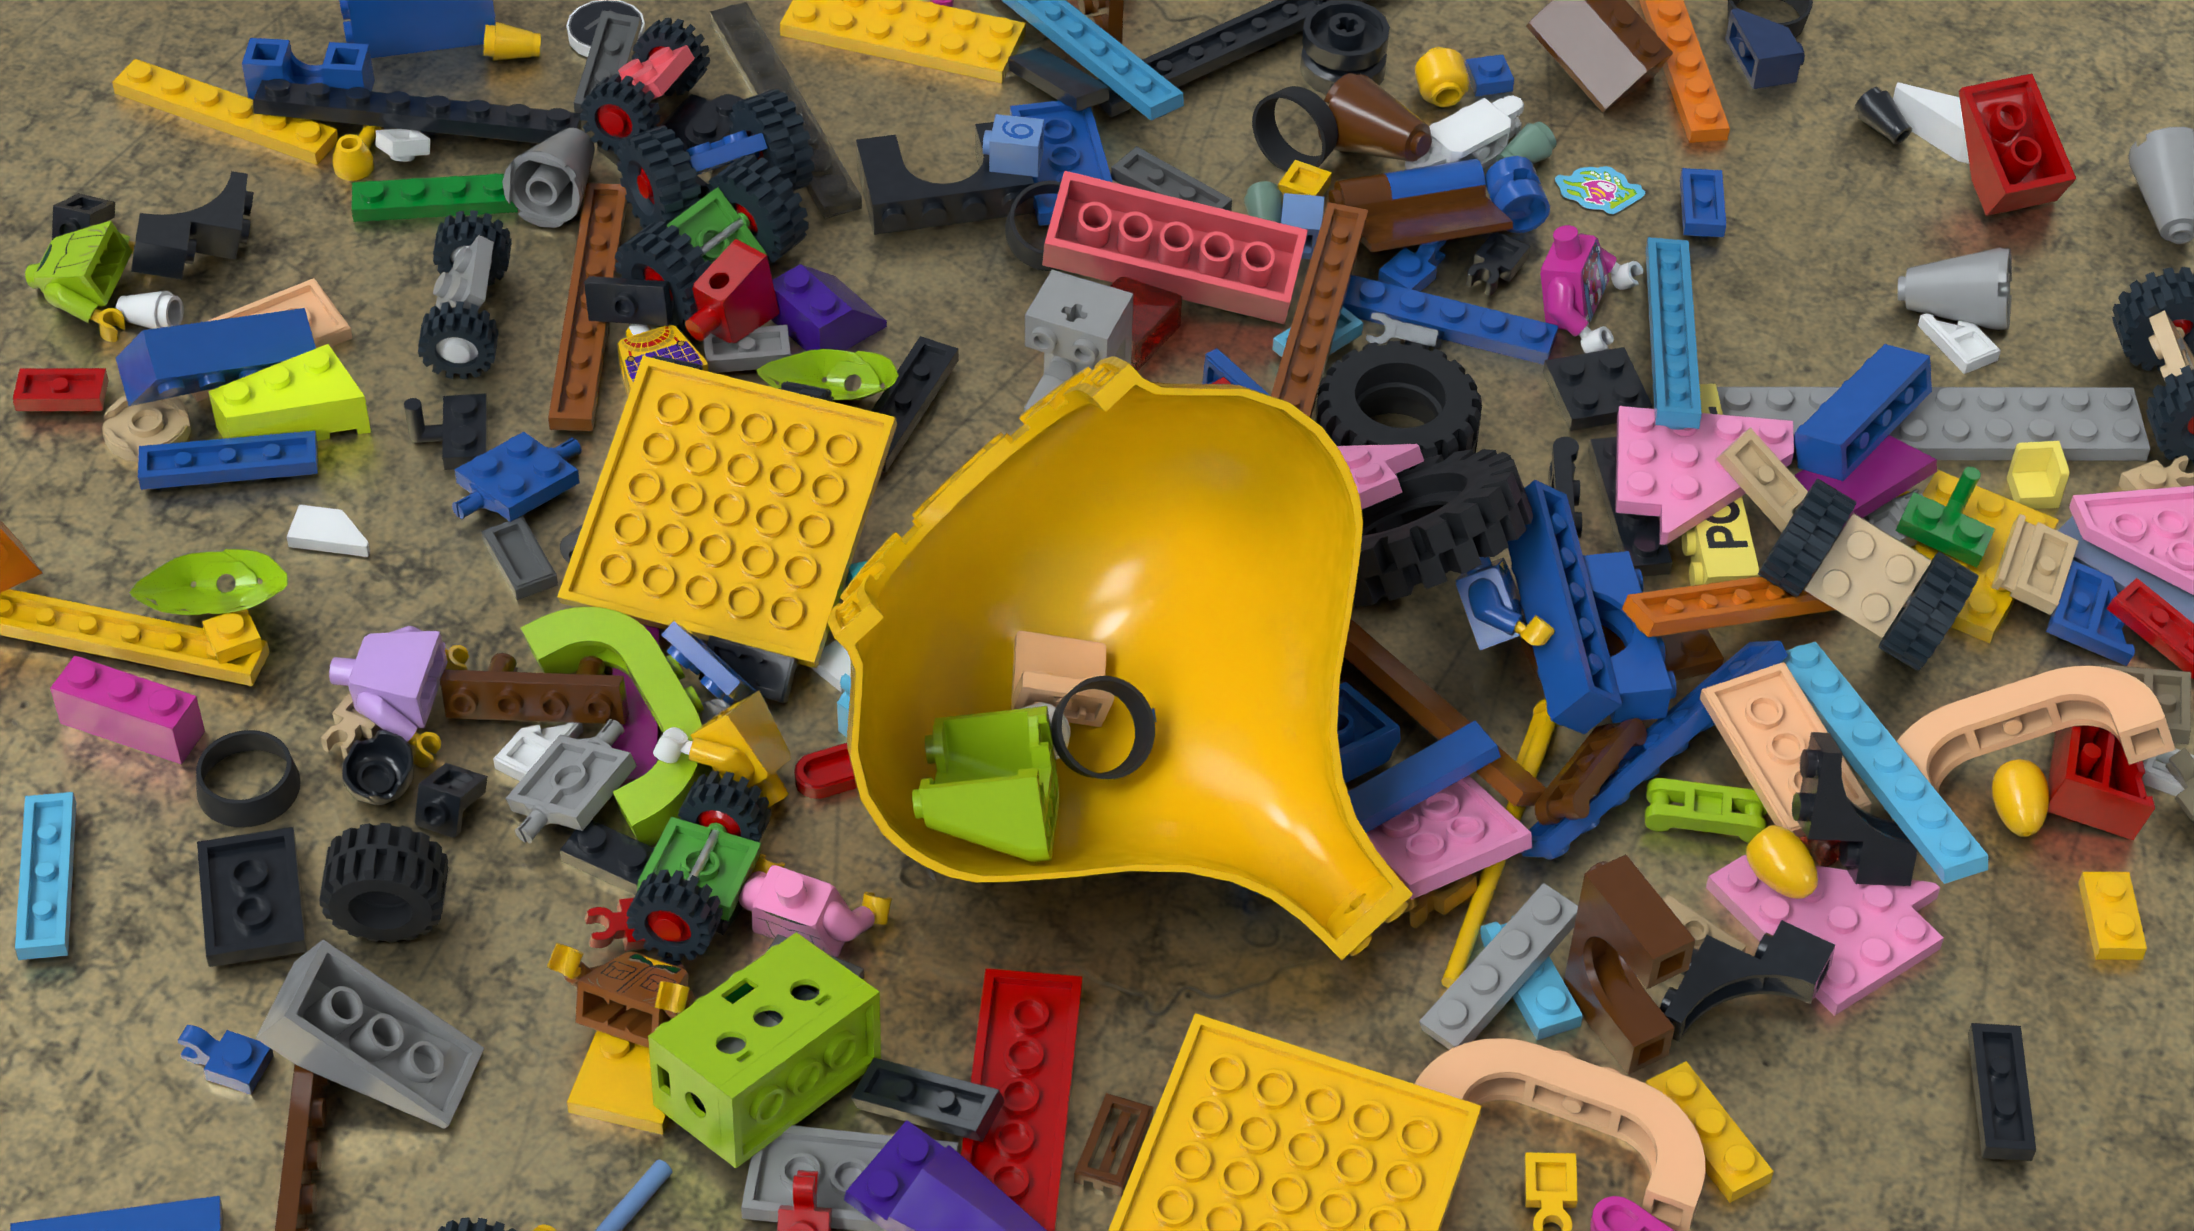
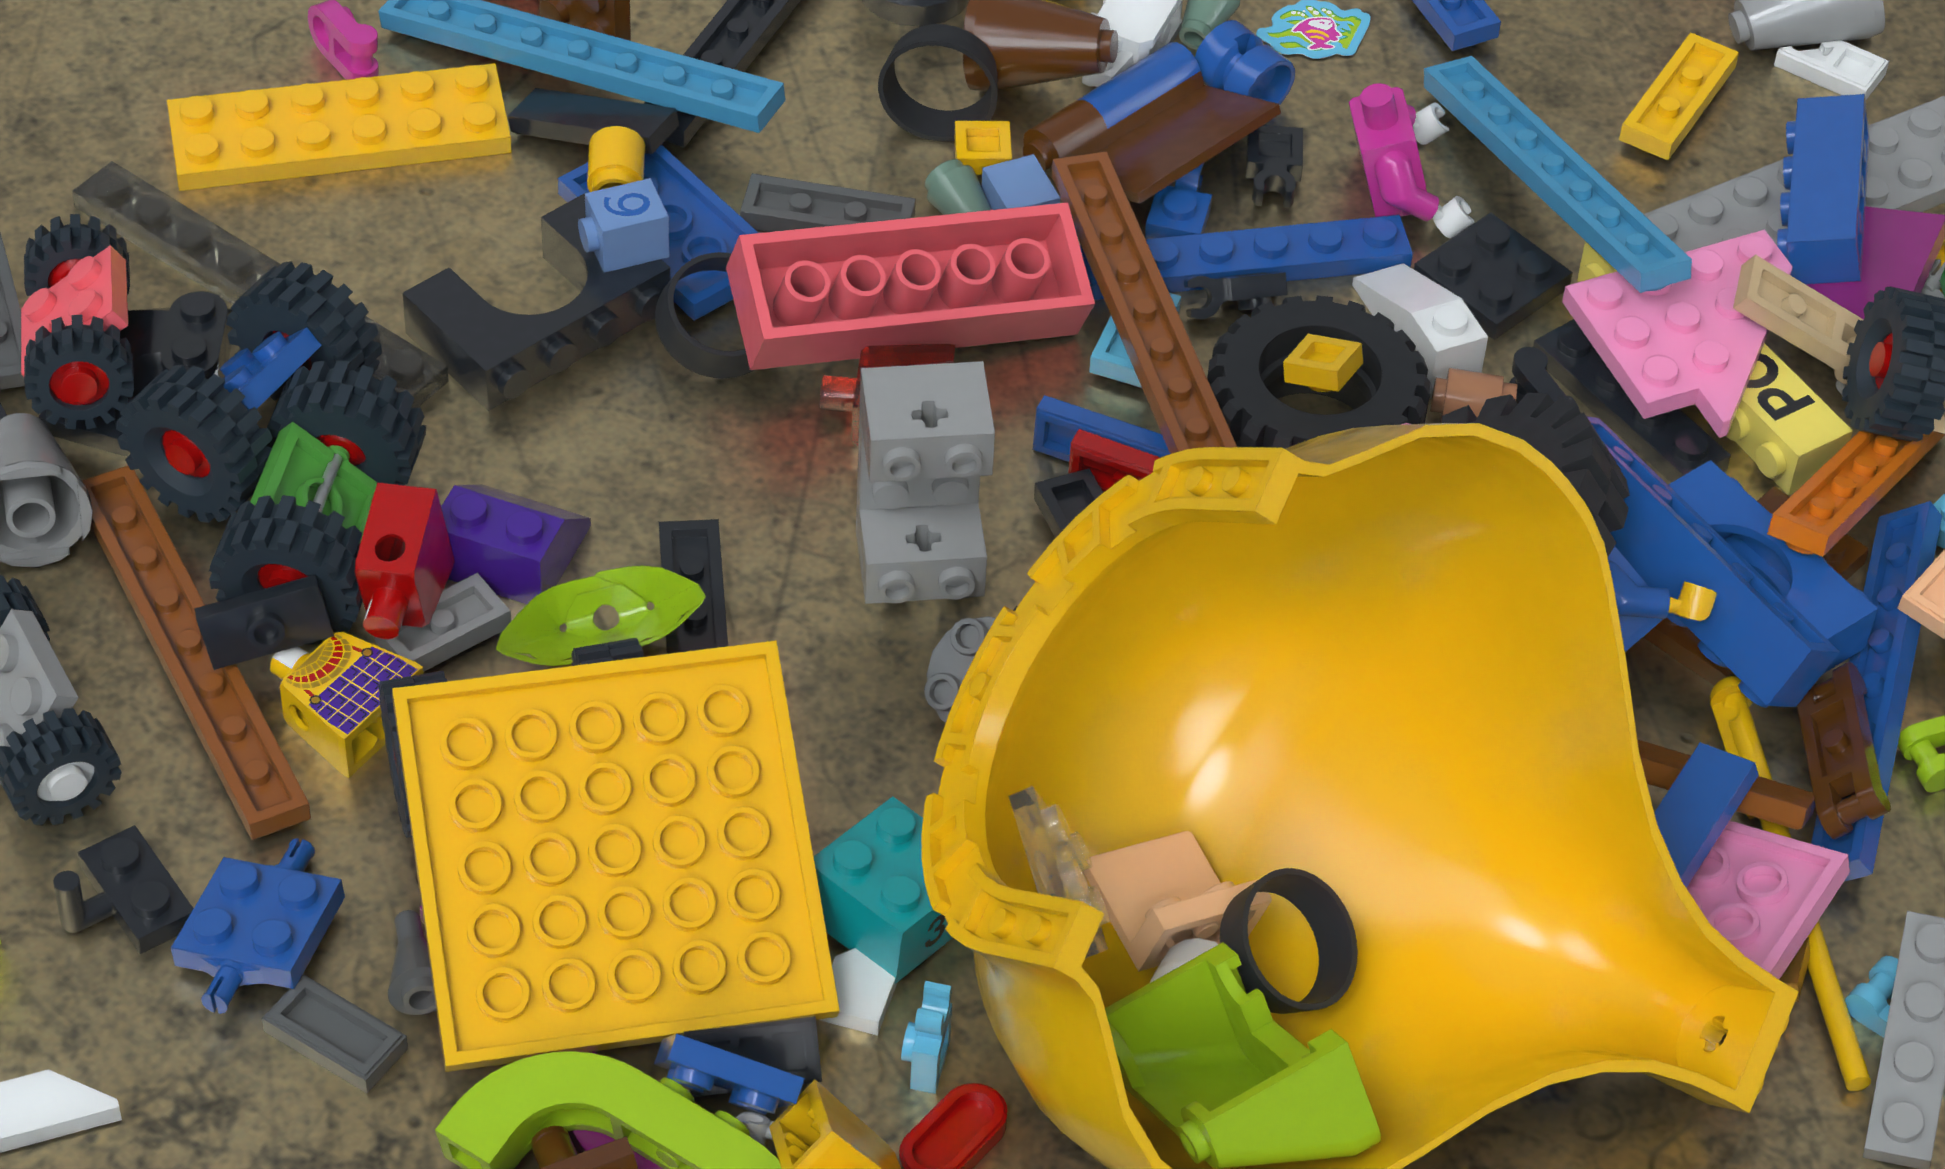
camera: 30 degrees left, 0 degrees up
(981, 626) = (1056, 856): none -> clear plate
(1046, 102) = (615, 158): none -> yellow brick
(1398, 389) = (1323, 363): none -> yellow plate
(1519, 405) = (1429, 315): none -> white slope
(1527, 458) = (1467, 388): none -> nougat brick
(1822, 319) = (1678, 96): none -> yellow plate

